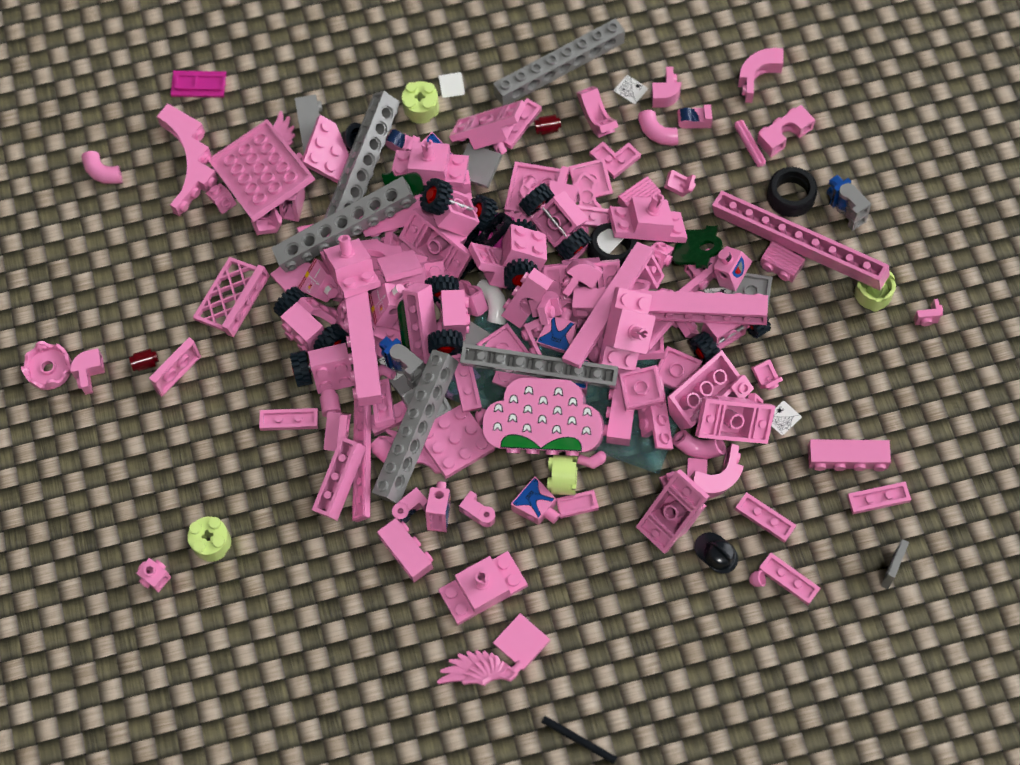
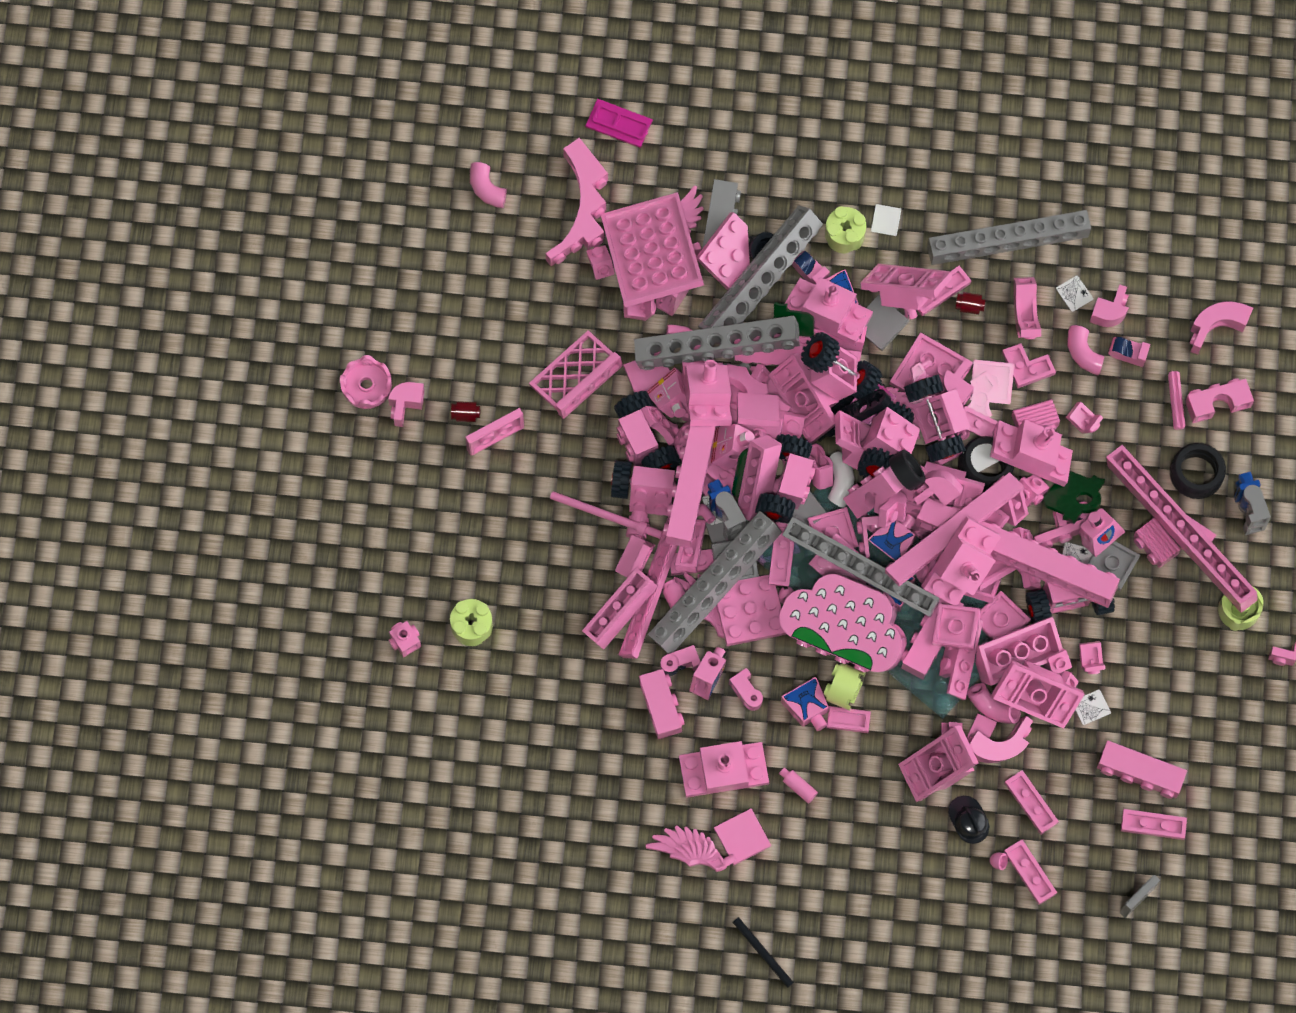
camera: 15 degrees right, 5 degrees up
(288, 419) = (590, 527): bright pink plate -> none
(333, 402) = (642, 527): none -> bright pink bar
(548, 268) = (907, 470): none -> black tyre
(555, 577) = (798, 785): none -> bright pink cylinder
(594, 461) = (882, 682): bright pink arm -> none

